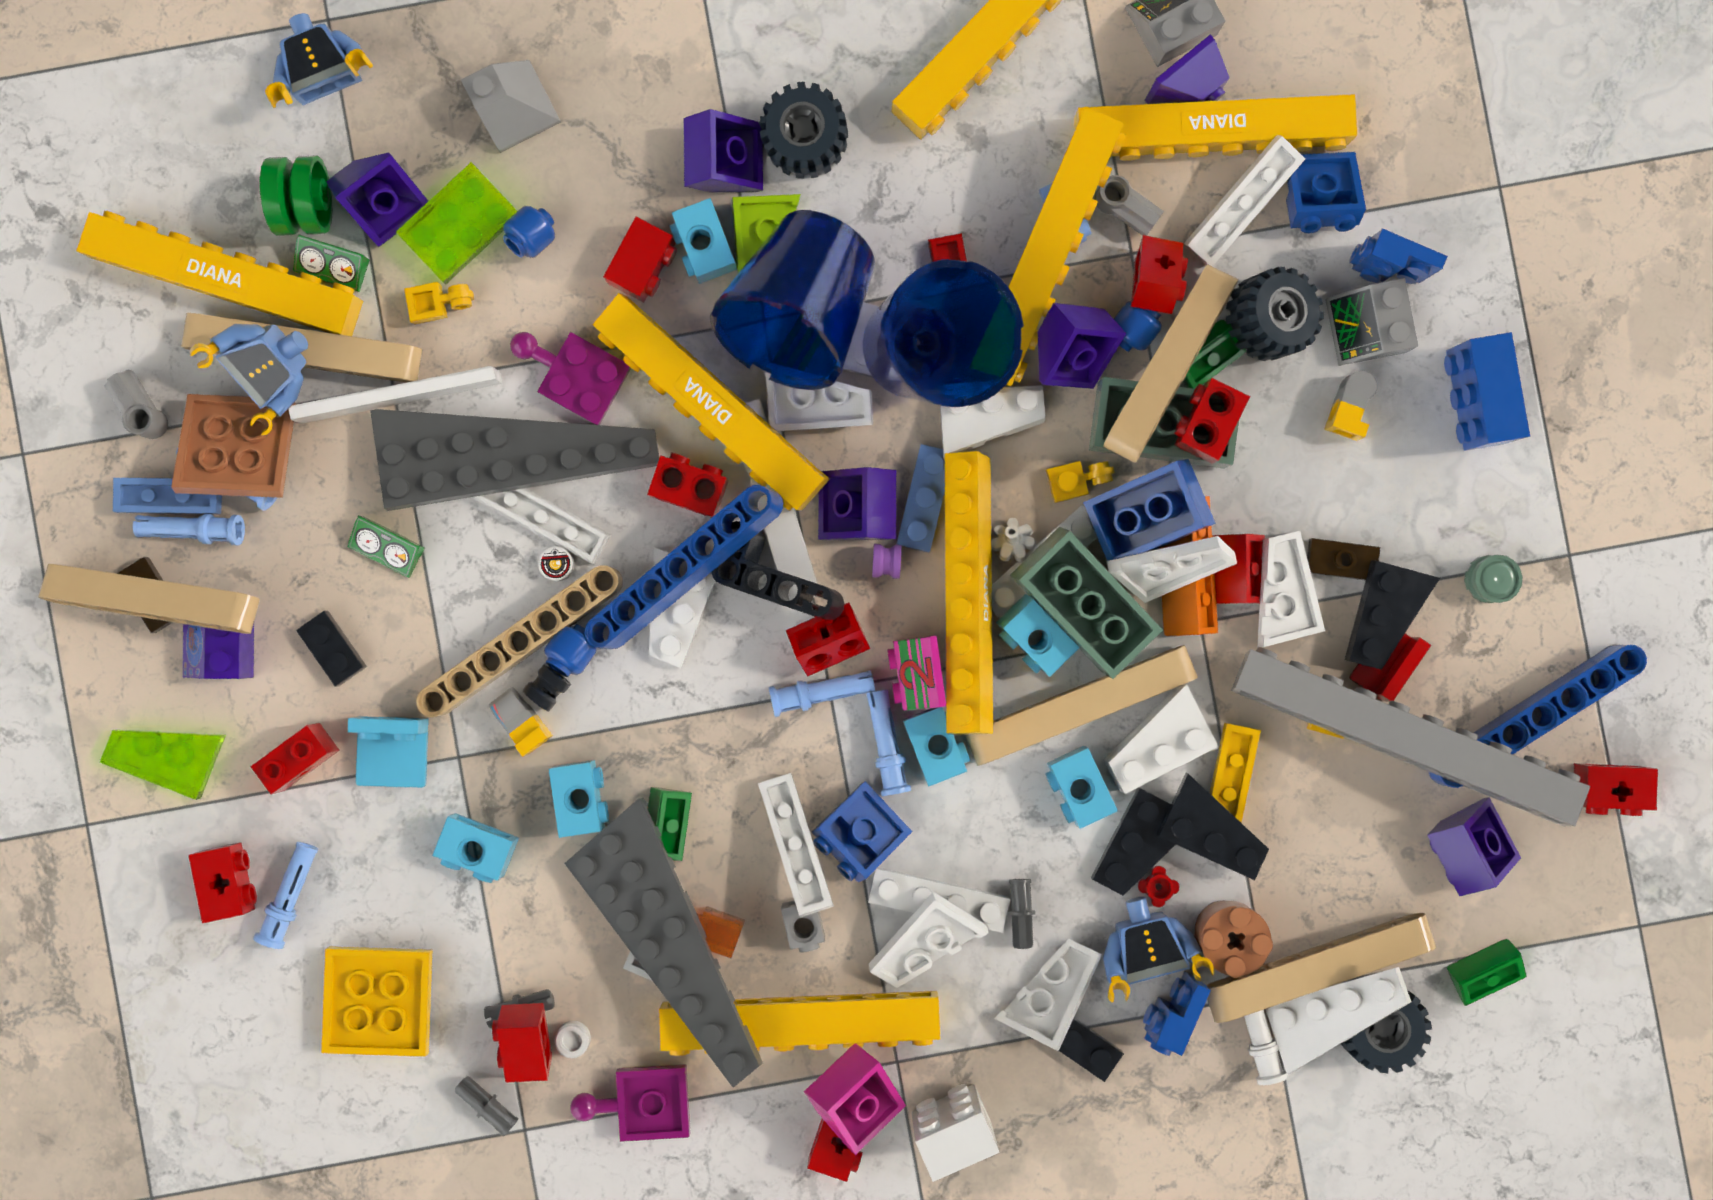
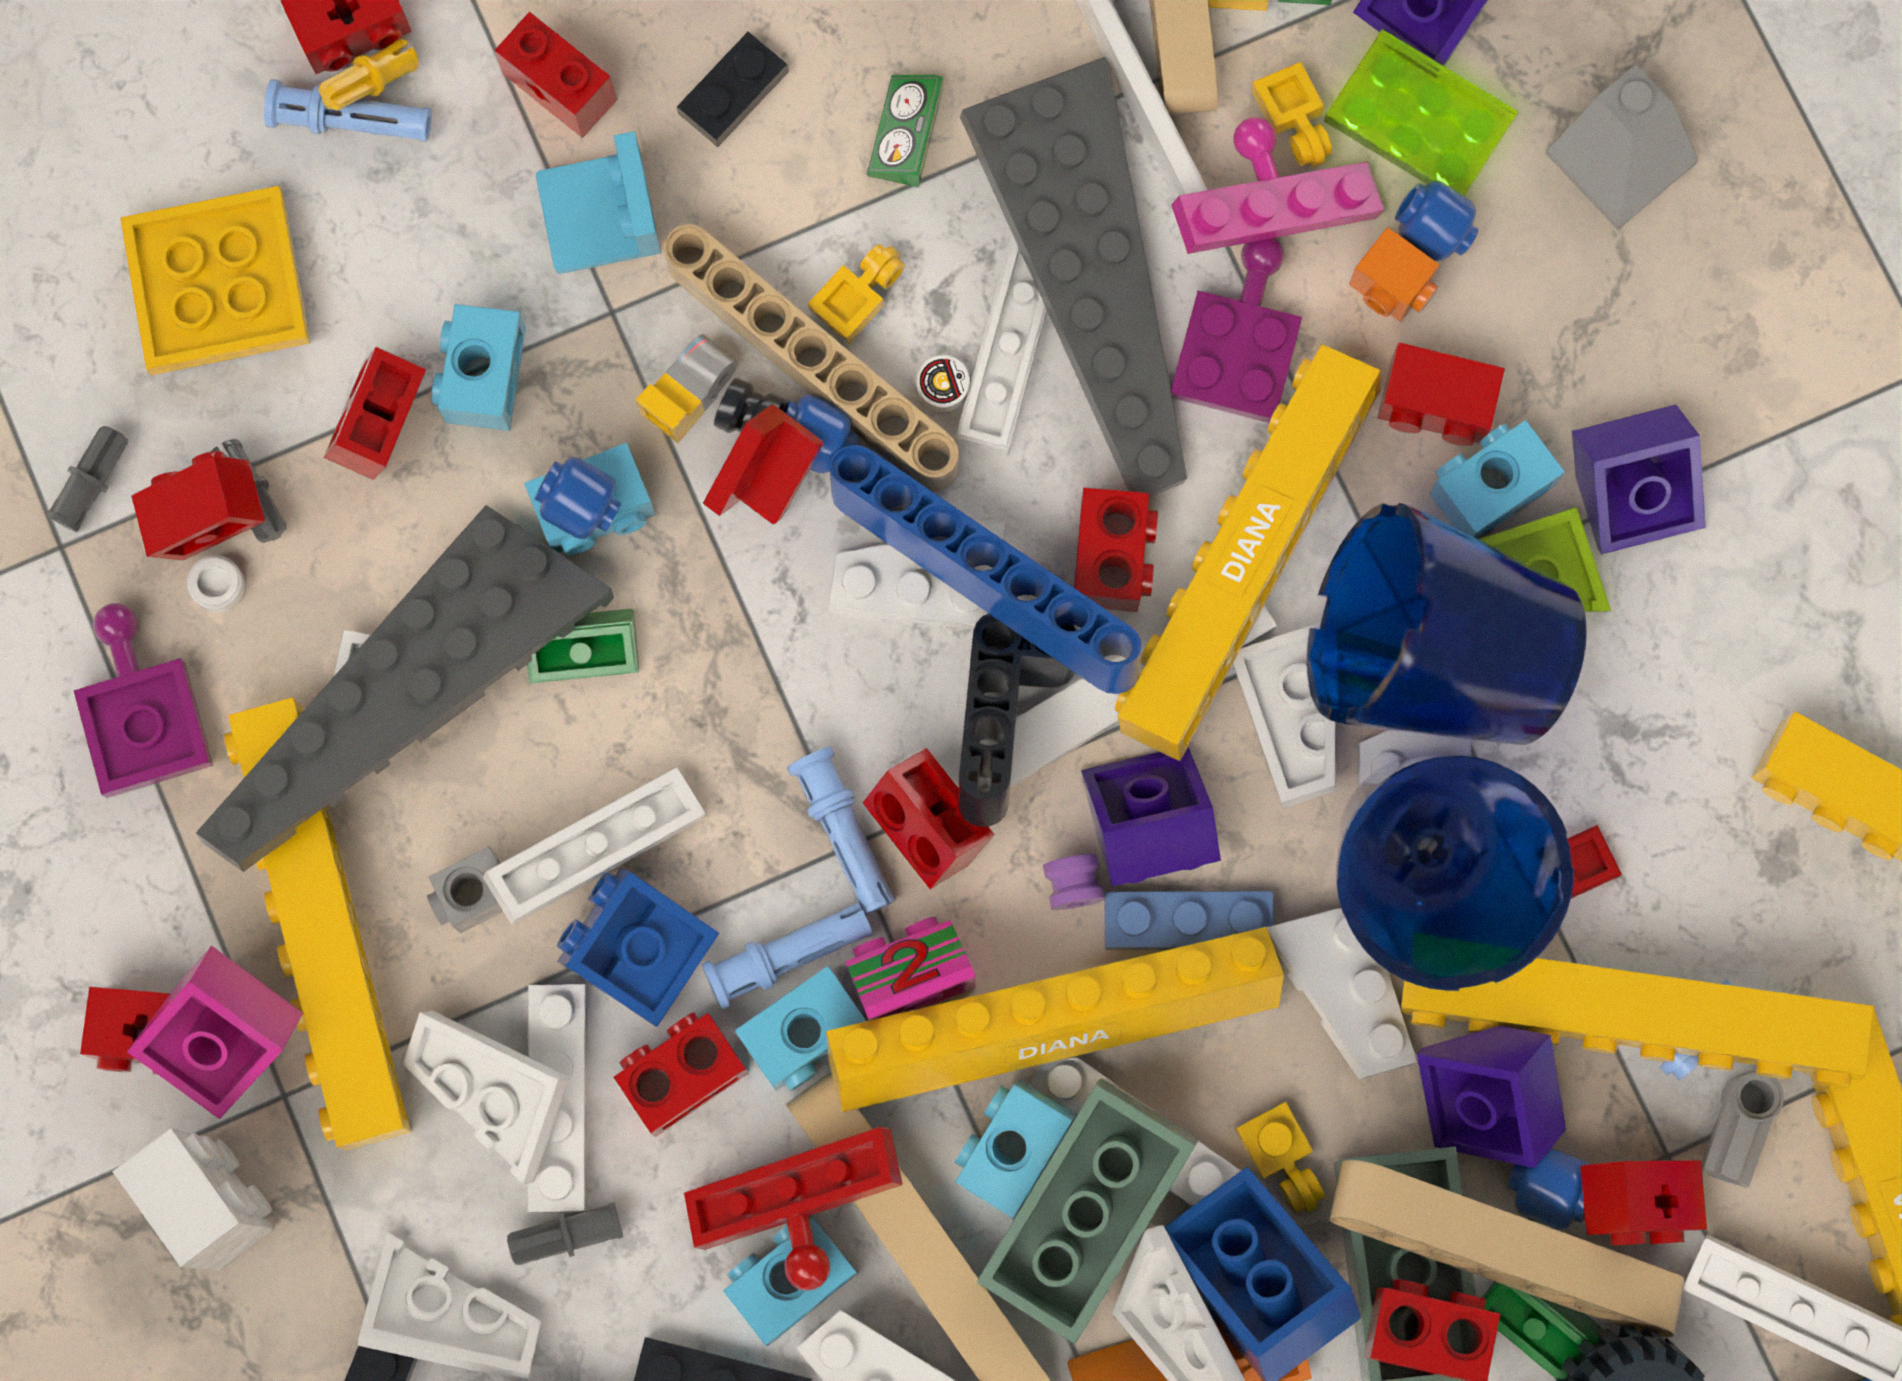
camera: 80 degrees right, 10 degrees down
(266, 877) = (368, 75): none -> yellow axle
(489, 609) = (848, 301): none -> yellow plate
(490, 920) = (374, 413): none -> red brick
(494, 328) = (1274, 203): none -> dark pink plate
(559, 267) = (1395, 277): none -> orange brick
(578, 807) = (577, 498): none -> blue head
(584, 686) = (765, 466): none -> red panel
(721, 930) = (433, 767): clear orange brick -> none
(804, 130) = (1711, 590): black wheel -> none
(951, 820) = (688, 1086): none -> red brick
(1013, 540) = (1158, 1075): white plant -> none
(1033, 773) = (791, 1193): none -> red plate

